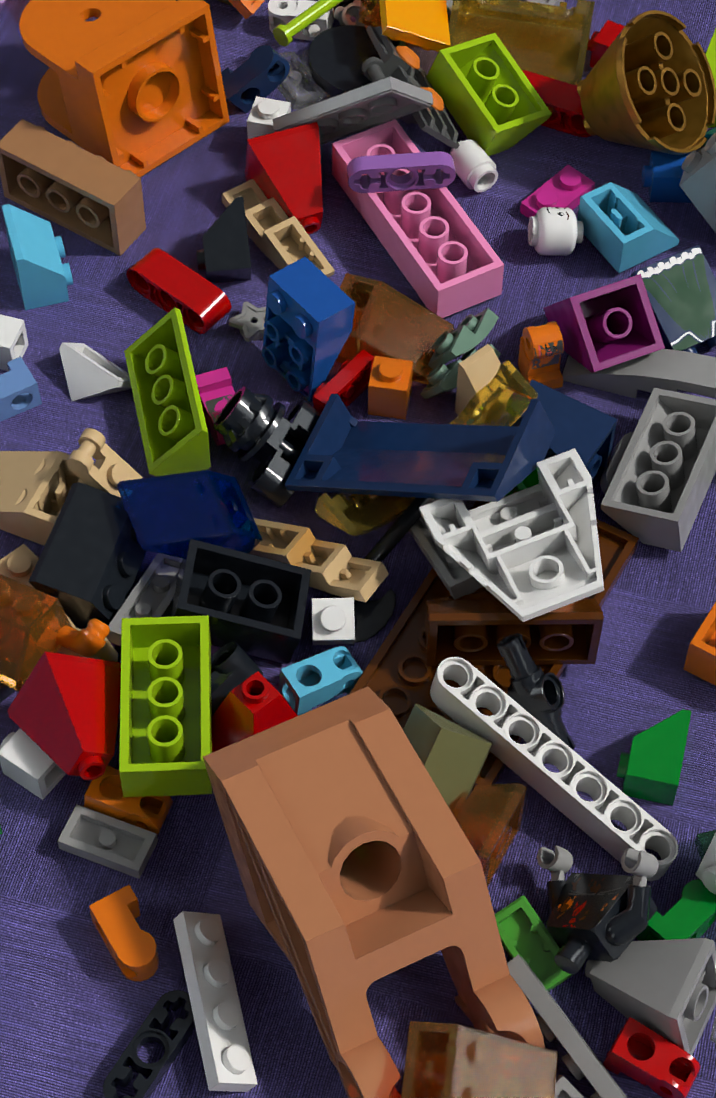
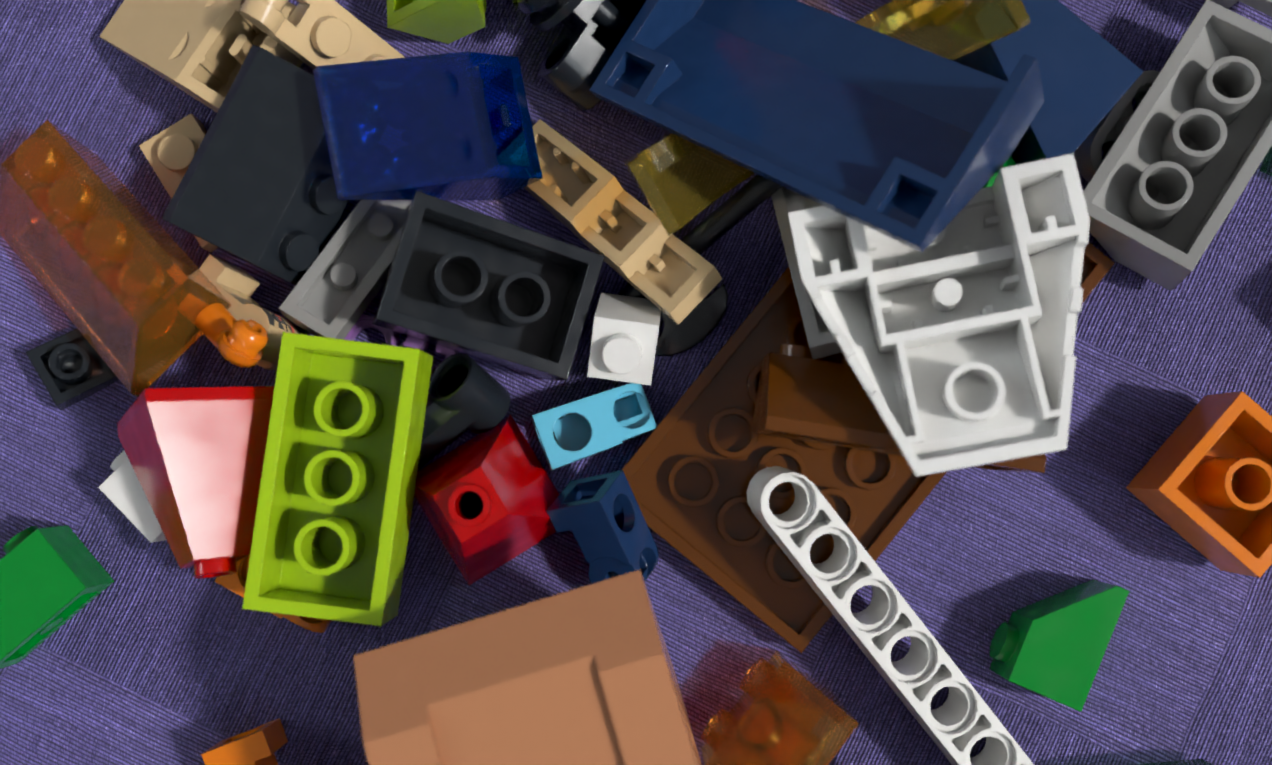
camera: 10 degrees right, 30 degrees up
(107, 841) = (250, 640): light grey plate -> none
(448, 752) = (728, 607): olive slope -> none
(532, 689) = (902, 531): black pin -> none

